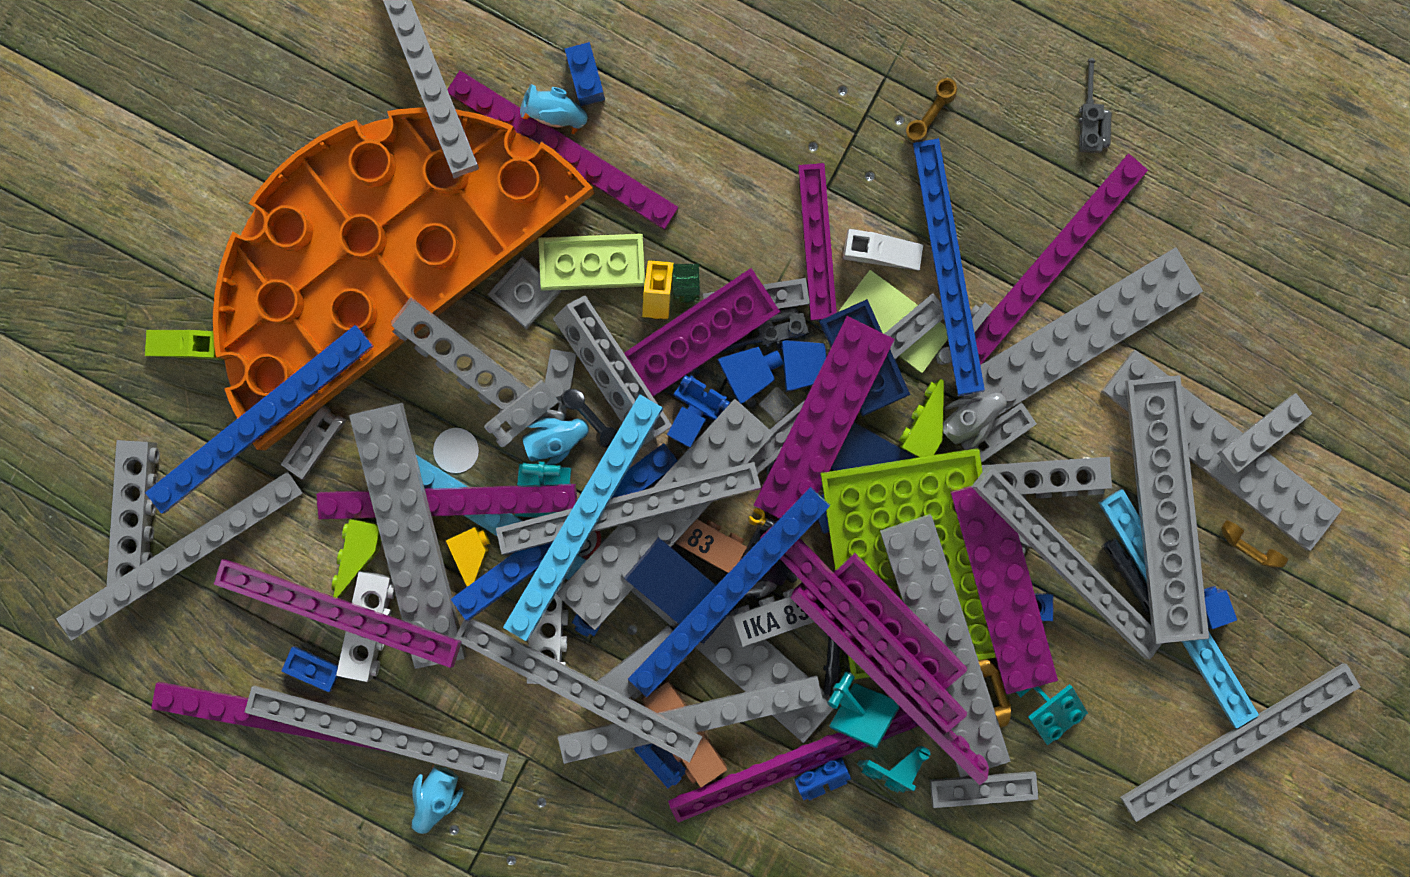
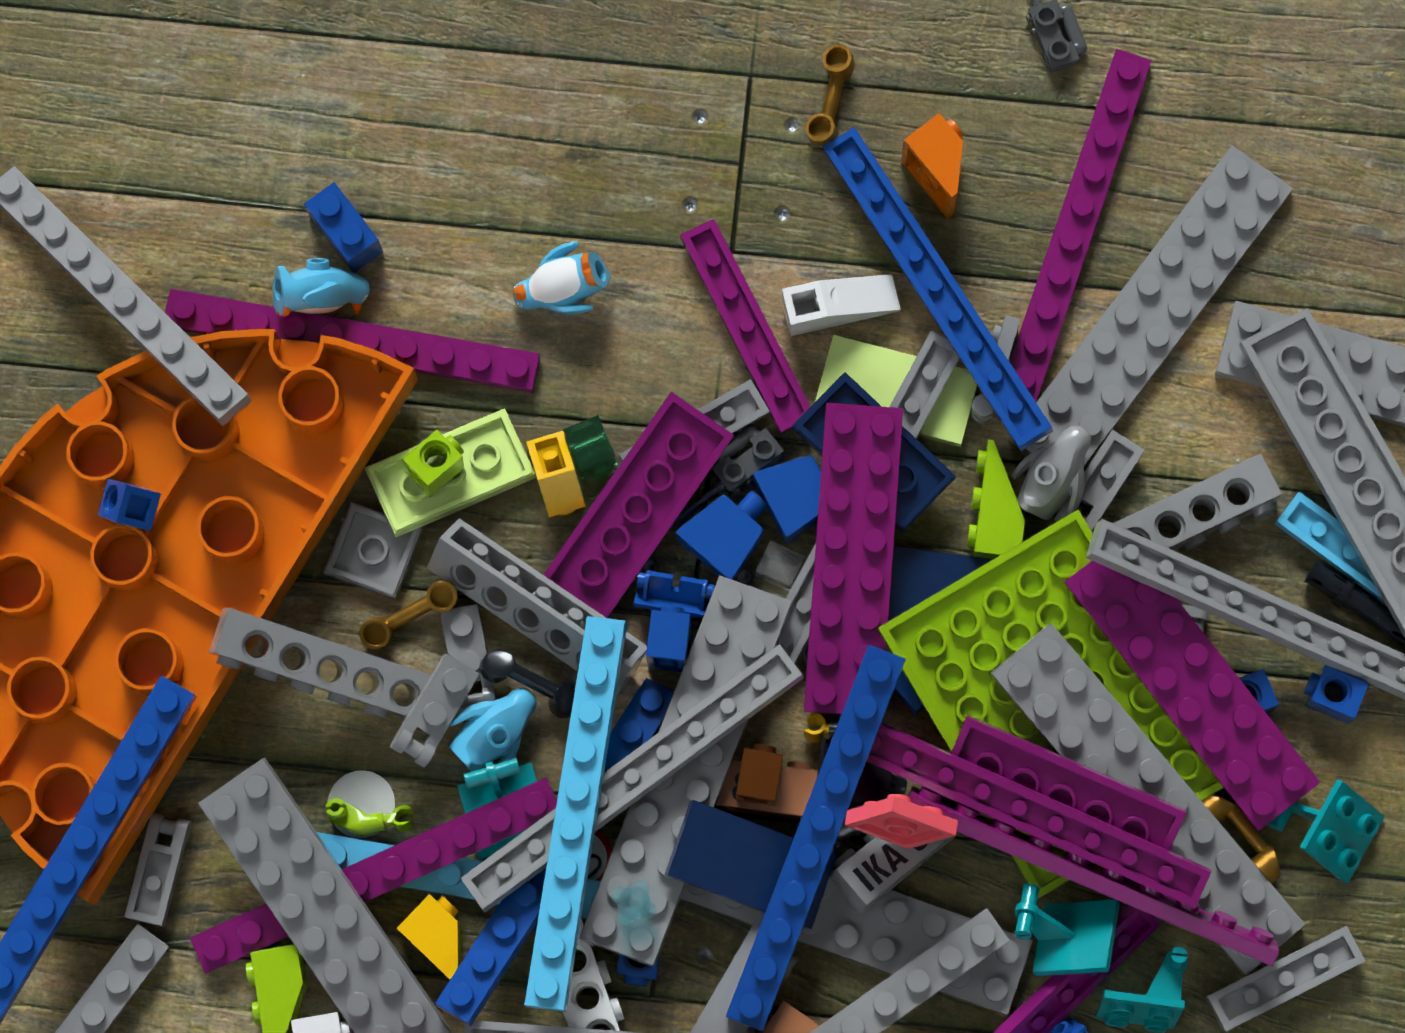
camera: 15 degrees left, 10 degrees down
(377, 204) = (129, 504): none -> blue brick
(450, 463) = (362, 824): none -> lime arm
(507, 344) = (378, 630): none -> pearl gold bar
(577, 263) = (431, 478): none -> lime brick
(592, 582) = (643, 909): none -> clear light blue plate
(709, 537) = (759, 775): none -> reddish brown brick
(711, 166) = (563, 281): none -> animal
(784, 607) = (901, 821): none -> coral plate
(833, 666) = (1003, 884): black pin -> none
(982, 183) = (934, 160): none -> orange slope
(1101, 630) = (1352, 691): none -> blue brick

